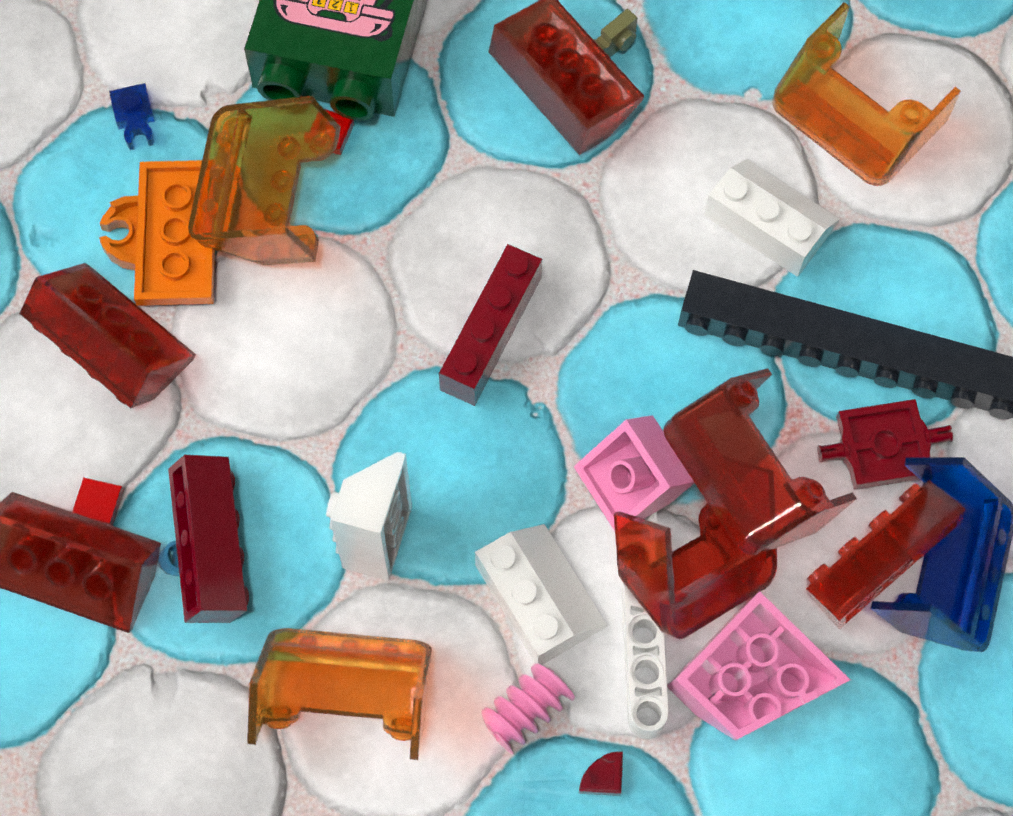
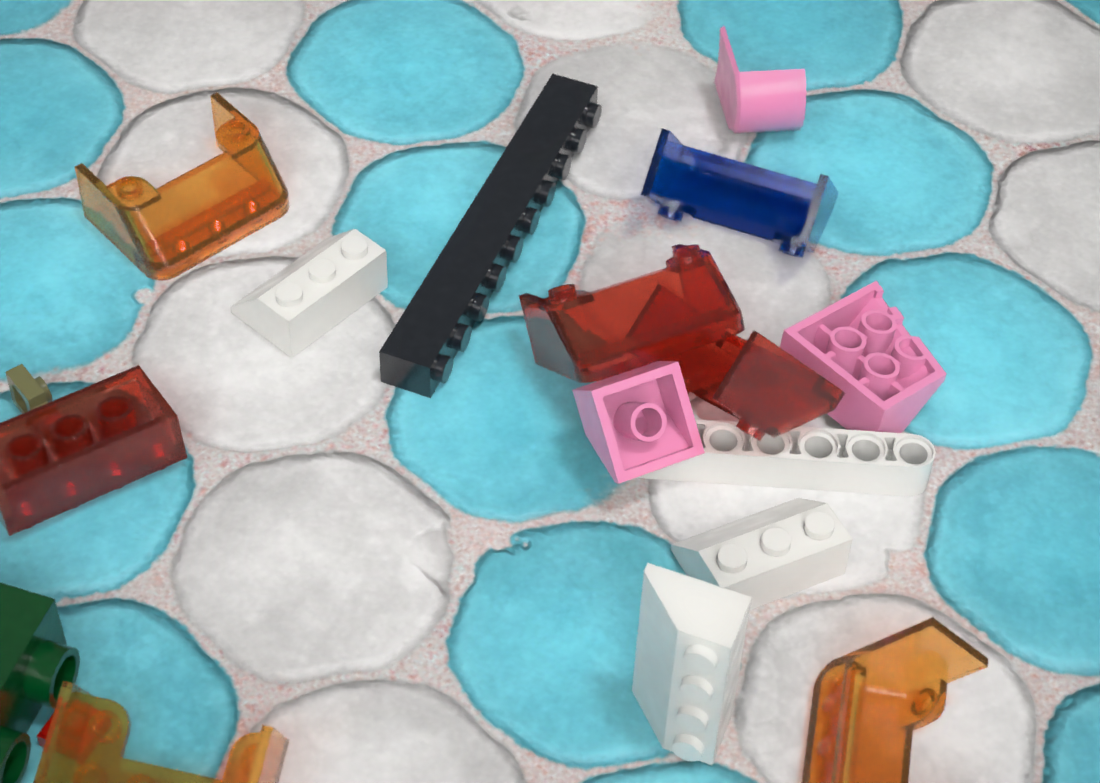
camera: 85 degrees left, 20 degrees down
(490, 324) = (410, 562): dark red brick -> none
(525, 706) = (901, 576): bright pink piece -> none
(603, 776) = (973, 520): dark red tile -> none
(880, 439) = (604, 234): dark red plate -> none
(885, 552) = (745, 229): clear red slope -> none

